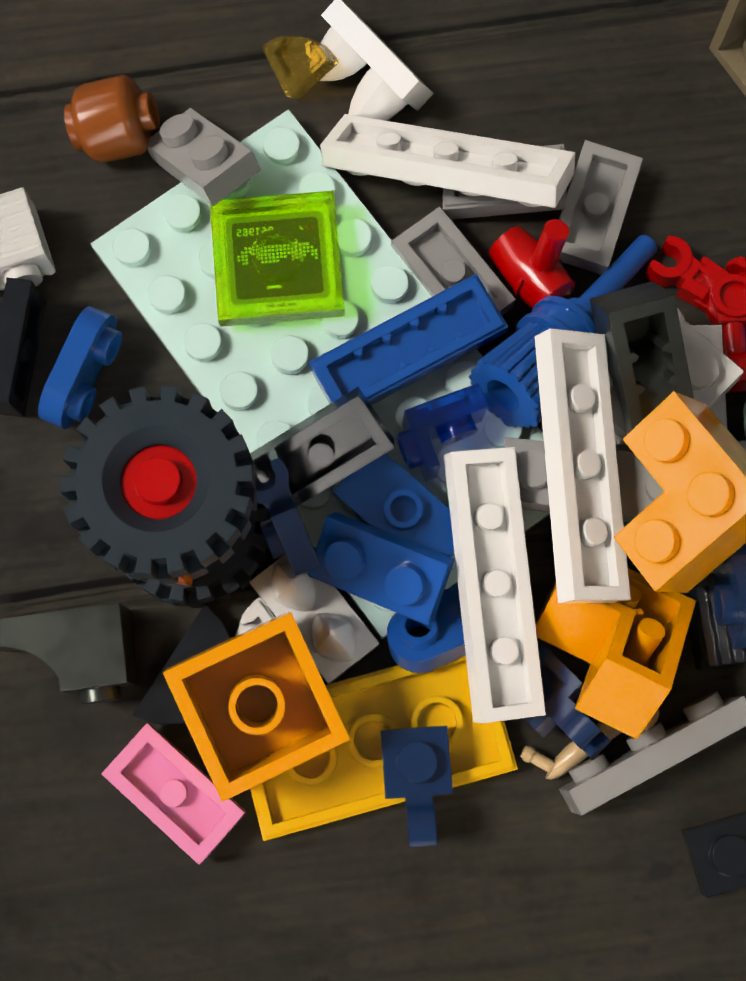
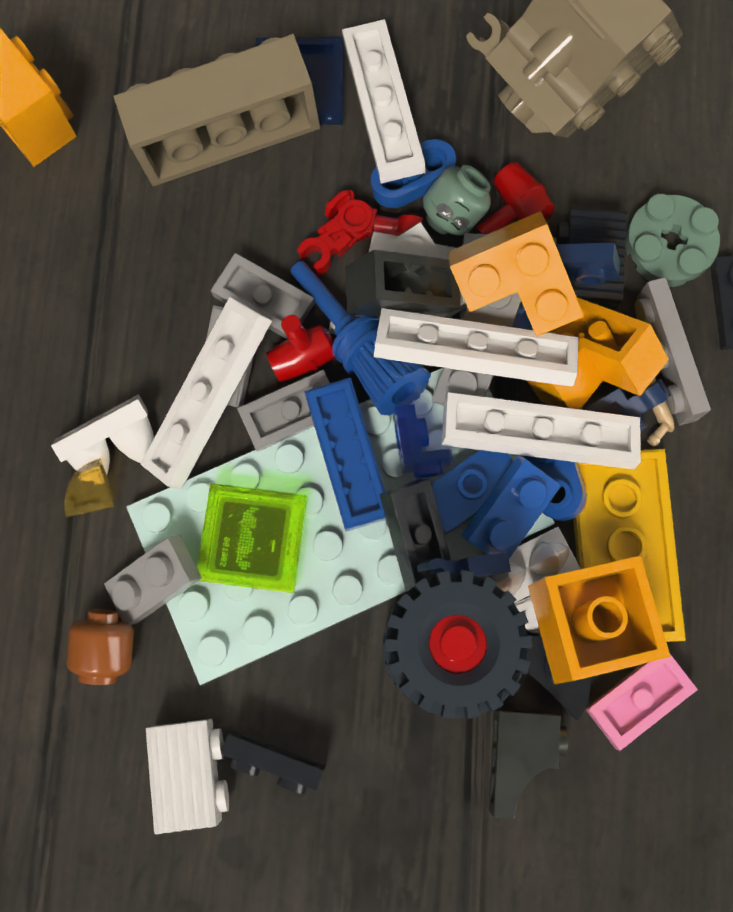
camera: 75 degrees left, 0 degrees up
(69, 388) = (321, 722): blue plate -> none
(416, 769) = (656, 519): dark blue plate -> none

